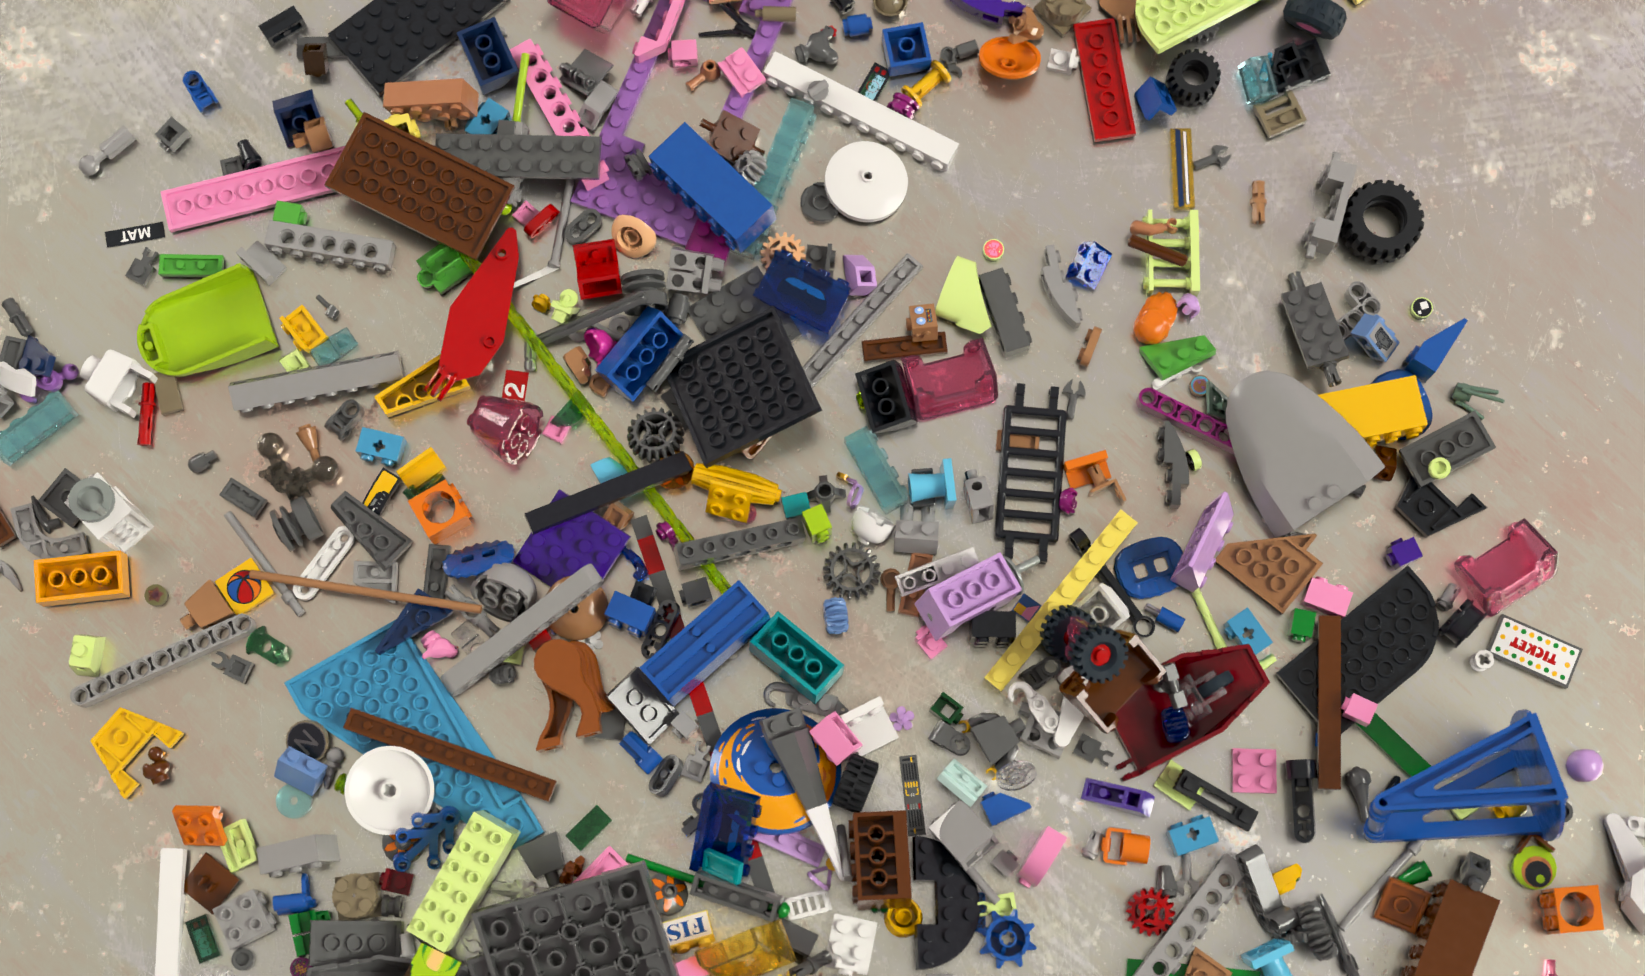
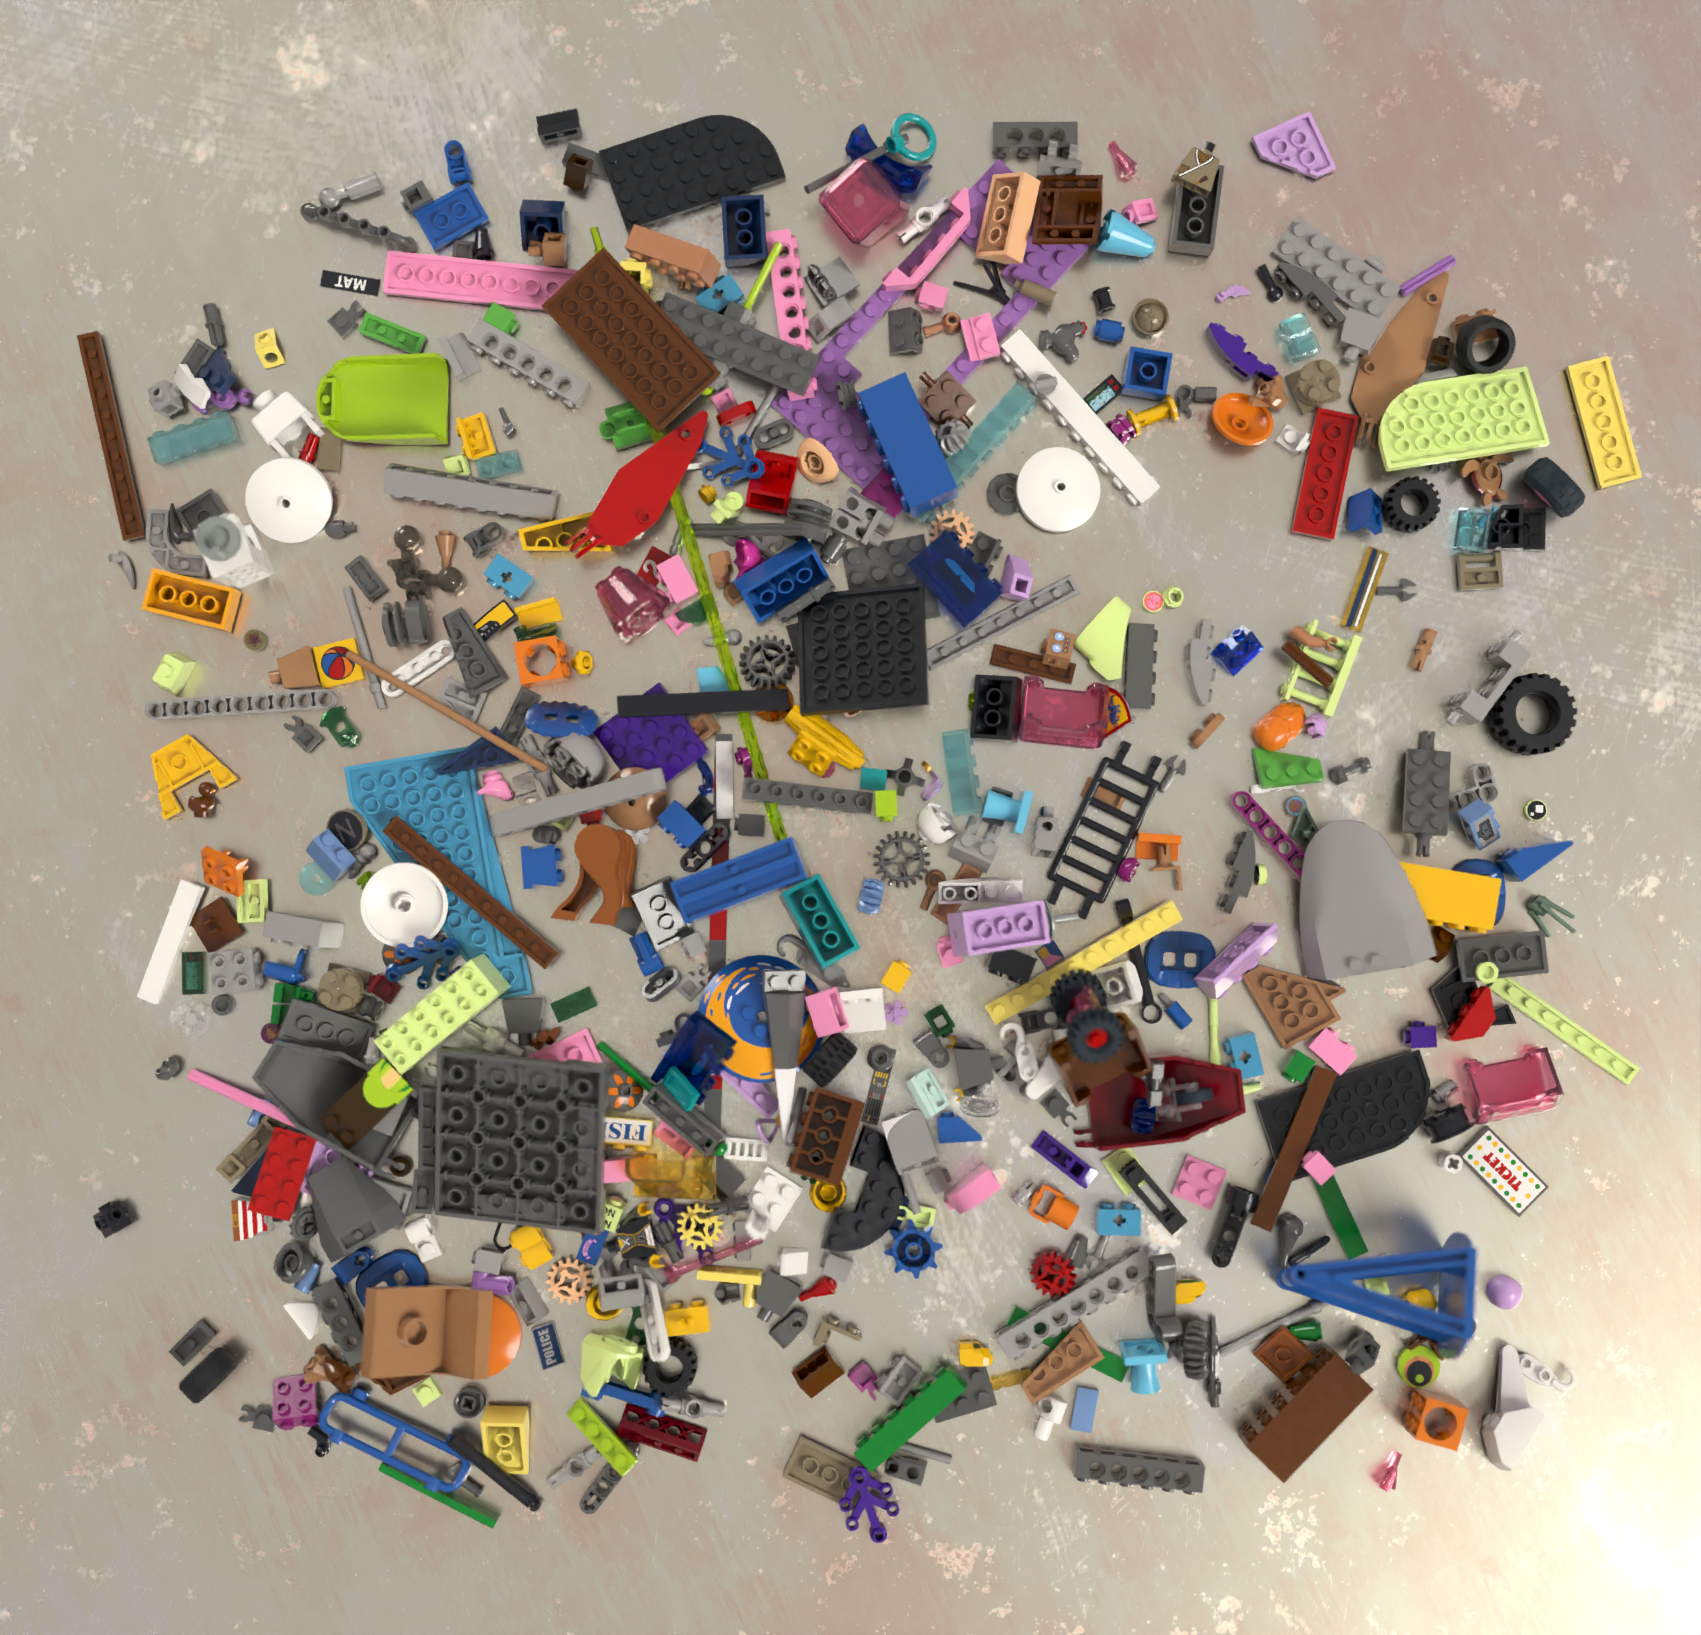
camera: 20 degrees right, 10 degrees up
(73, 316) = (266, 343): none -> light yellow bracket
(75, 183) = (311, 213): none -> dark grey bar
(157, 434) = (299, 484): none -> white dish
(210, 140) = (451, 216): none -> blue plate
(479, 500) = (582, 662): none -> yellow piece
(509, 706) = (541, 866): none -> blue hips
(541, 390) = (677, 579): none -> bright pink brick
(553, 262) = (732, 458): none -> blue plant
(614, 424) = (733, 638): none -> light grey bar
(655, 559) = (724, 779): none -> white sticker
(670, 91) = (905, 330): none -> dark grey bracket
(733, 919) = (674, 1140): none -> bright pink hinge
(889, 682) = (896, 976): none -> yellow brick
(903, 774) = (875, 1063): none -> dark grey plate
(1002, 360) = (1118, 713): none -> shield
(1013, 235) = (1178, 596): none -> yellowish green plate
(1229, 342) = (1340, 774): none -> dark grey bar
(1250, 27) = (1487, 475): none -> medium nougat animal
(1446, 515) = (1474, 1017): none -> red slope
(1533, 497) = (1564, 1029): none -> yellowish green tile

